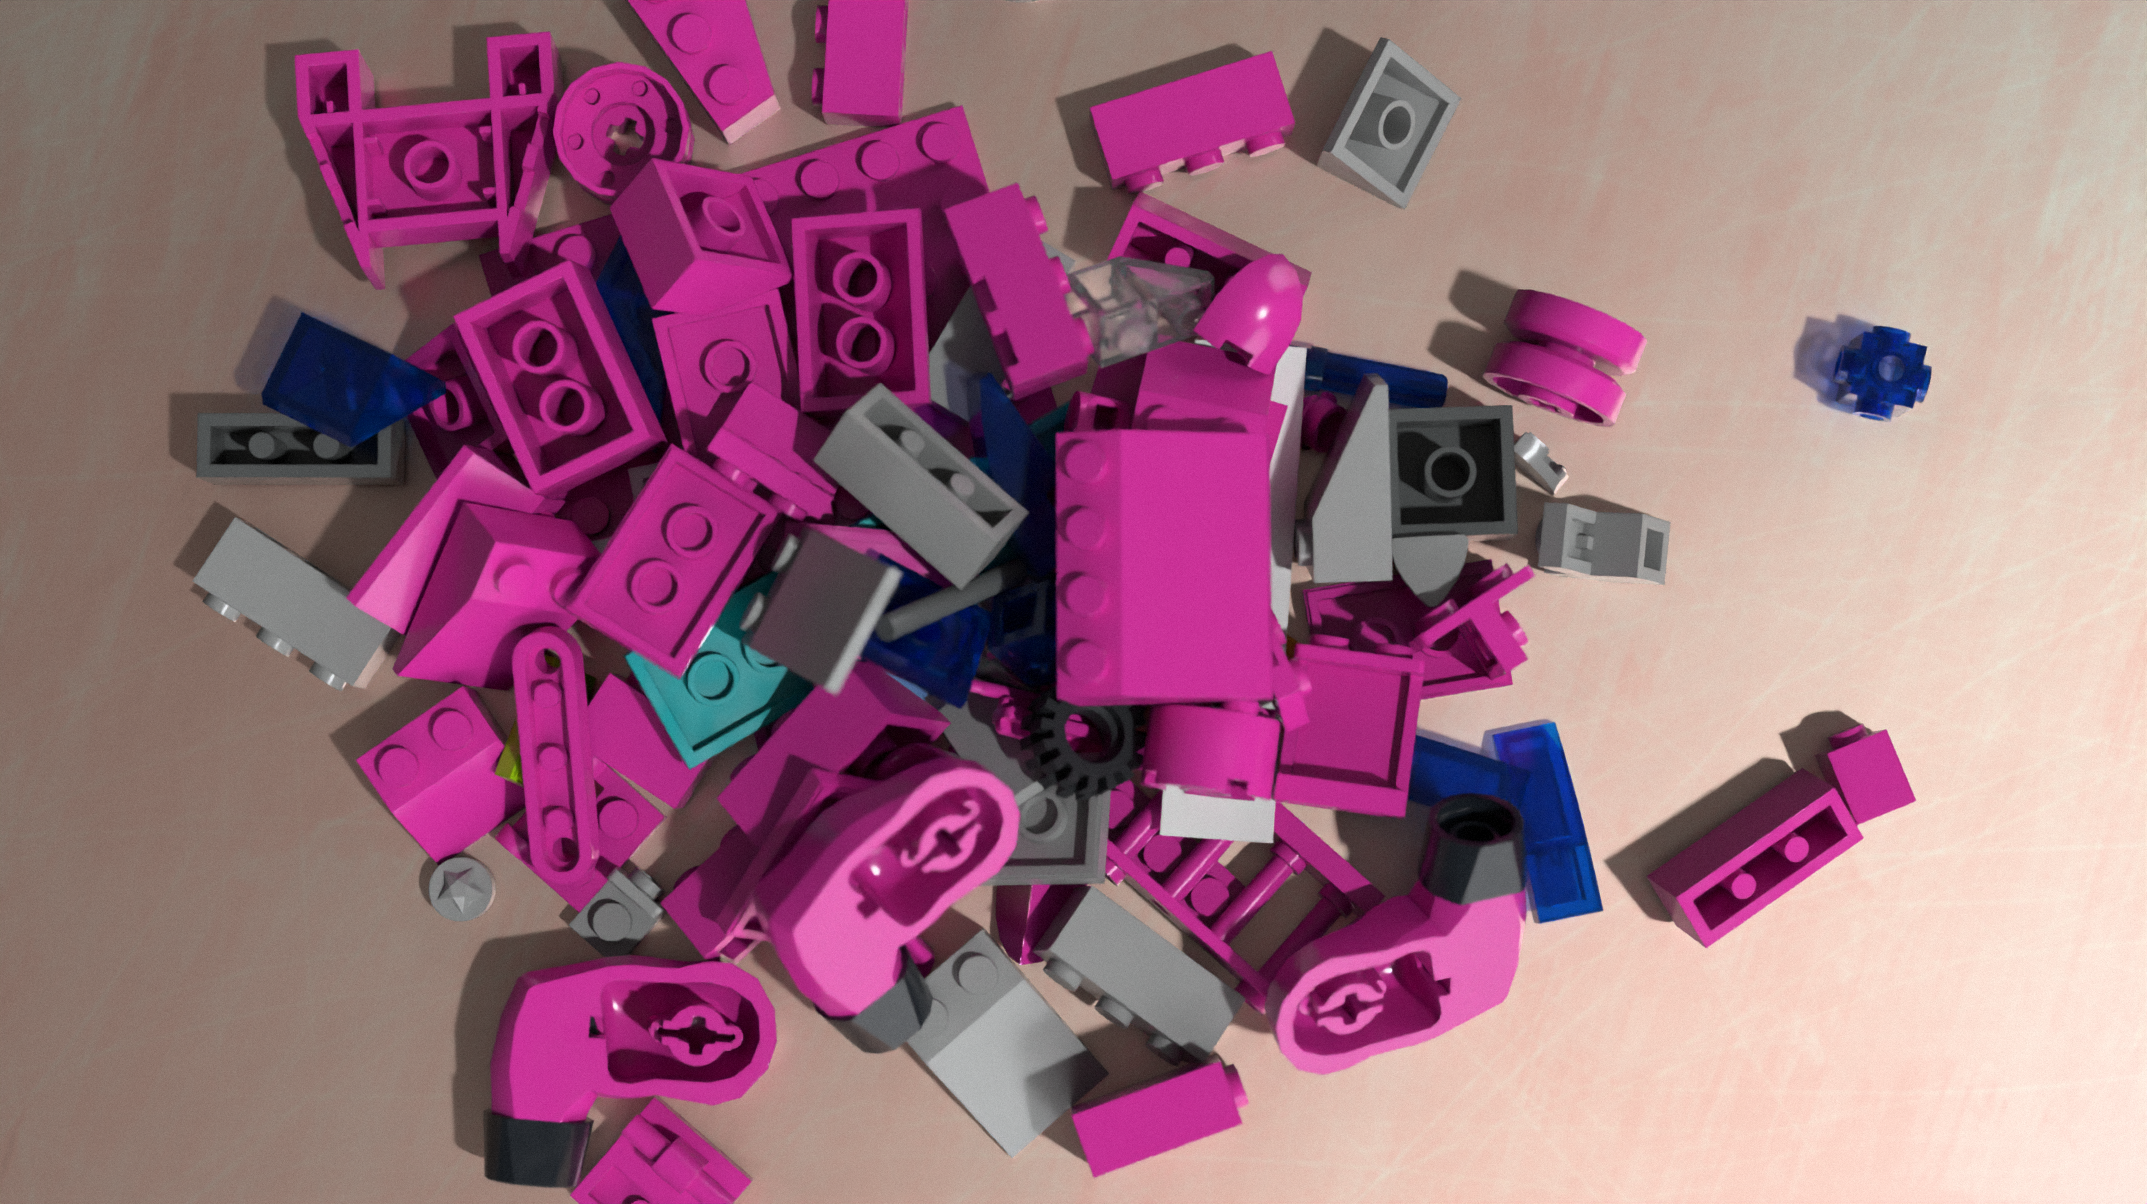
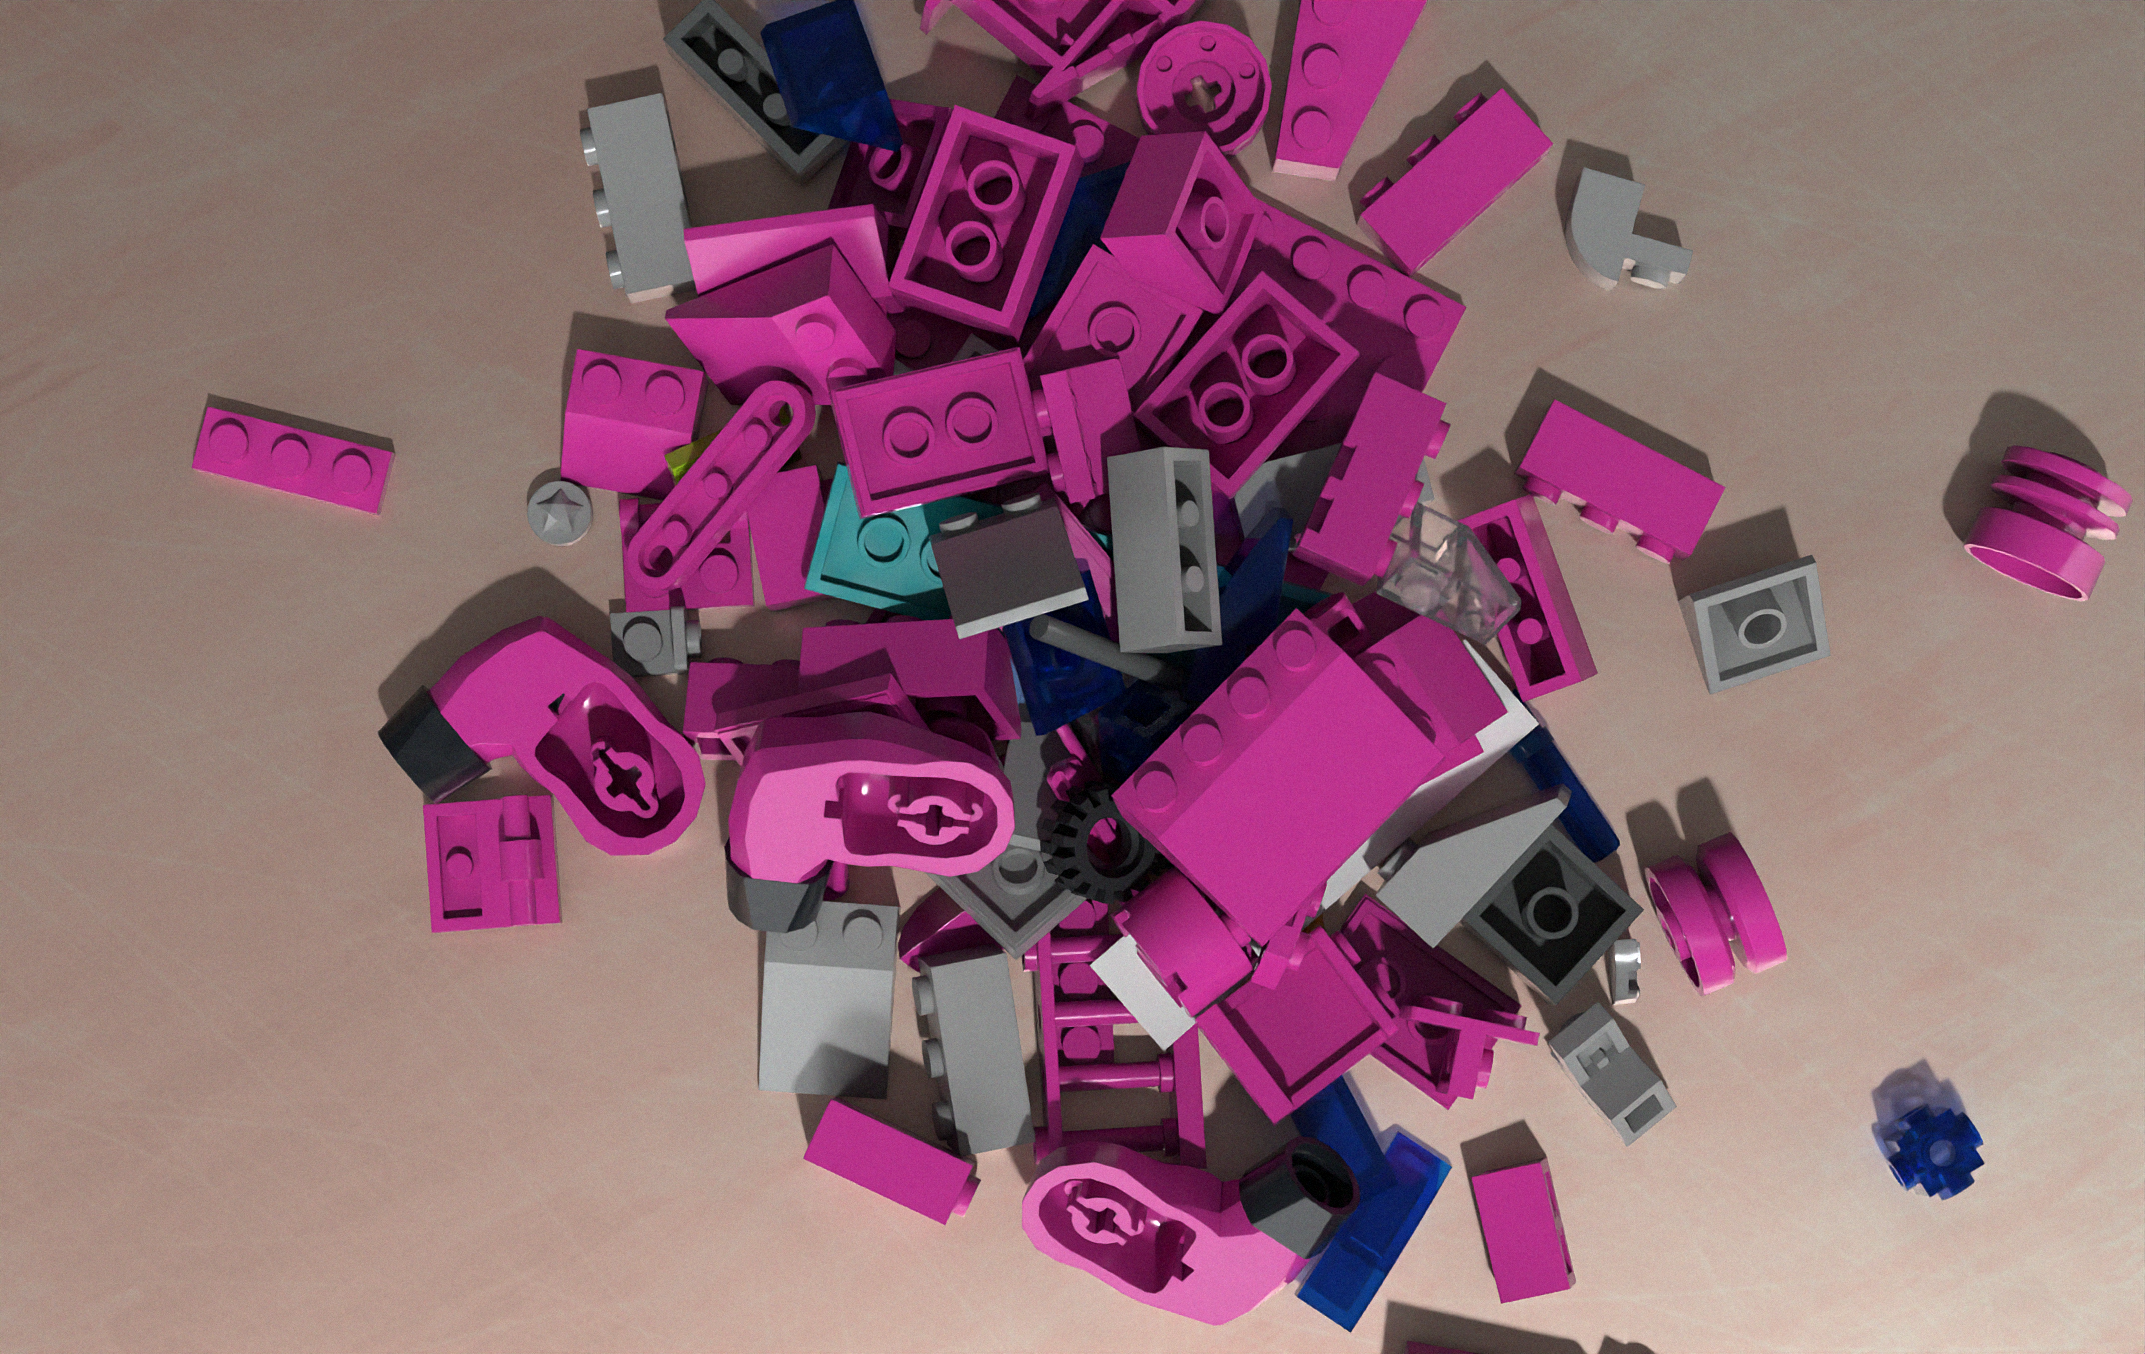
camera: 40 degrees right, 0 degrees up
(232, 1041) = (293, 461): none -> dark pink plate
(1256, 312) = (1526, 663): dark pink brick -> none
(1320, 421) = (1497, 786): dark pink plate -> none
(1430, 564) = (1471, 964): light grey tile -> none
(1651, 716) = (1524, 1230): none -> dark pink hinge

